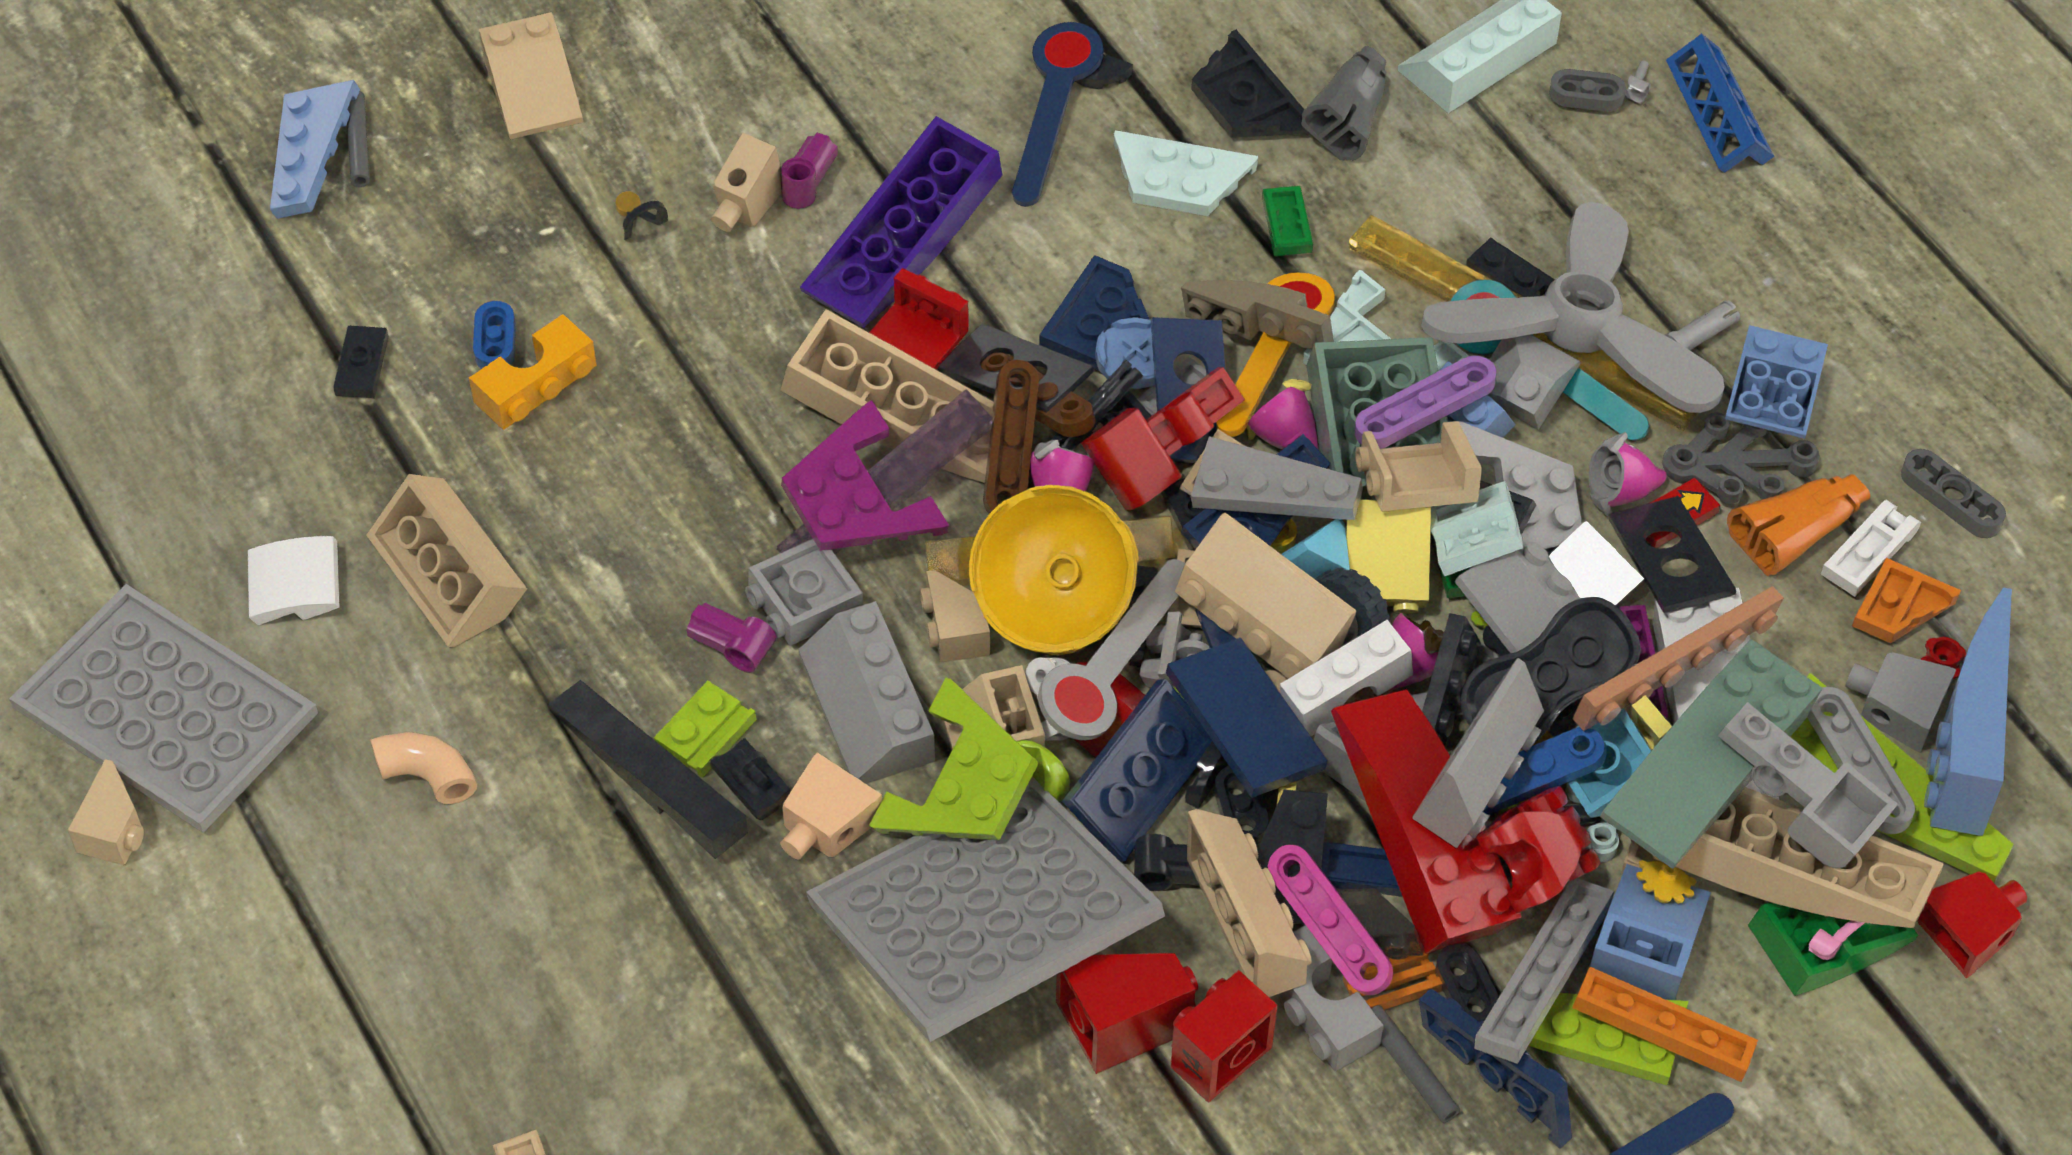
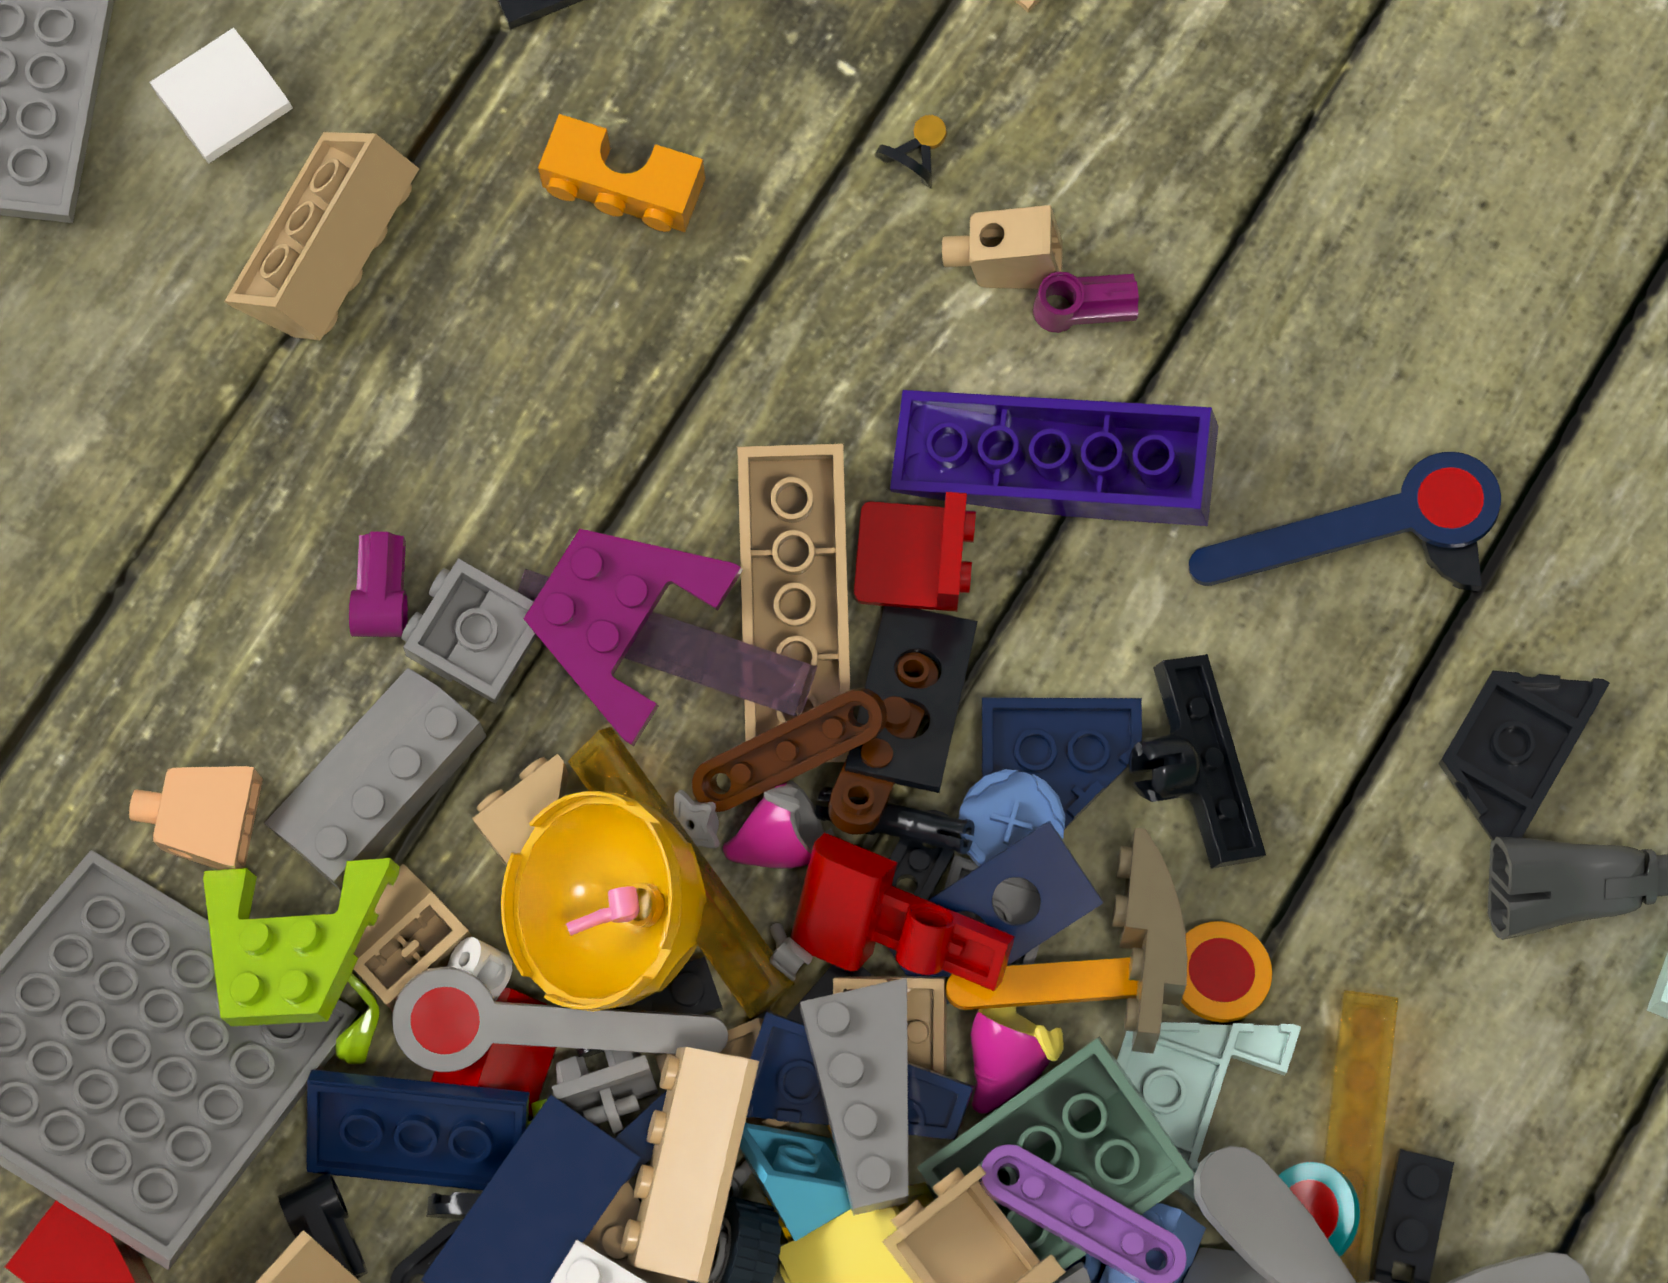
camera: 65 degrees right, 20 degrees up
(429, 759) = (61, 365): light nougat cylinder -> none
(493, 340) = (648, 102): blue plate -> none
(651, 769) = (165, 599): black slope -> none
(705, 727) = (253, 626): lime plate -> none
(751, 779) = (196, 713): black hips -> none
(1059, 572) = (623, 908): none -> bright pink hand
(1146, 507) = (788, 954): none -> light grey hand
(1155, 248) = (1199, 762): none -> black plate
(1179, 173) = (1343, 730): light aqua wing -> none
(1287, 220) = (1336, 898): green plate -> none

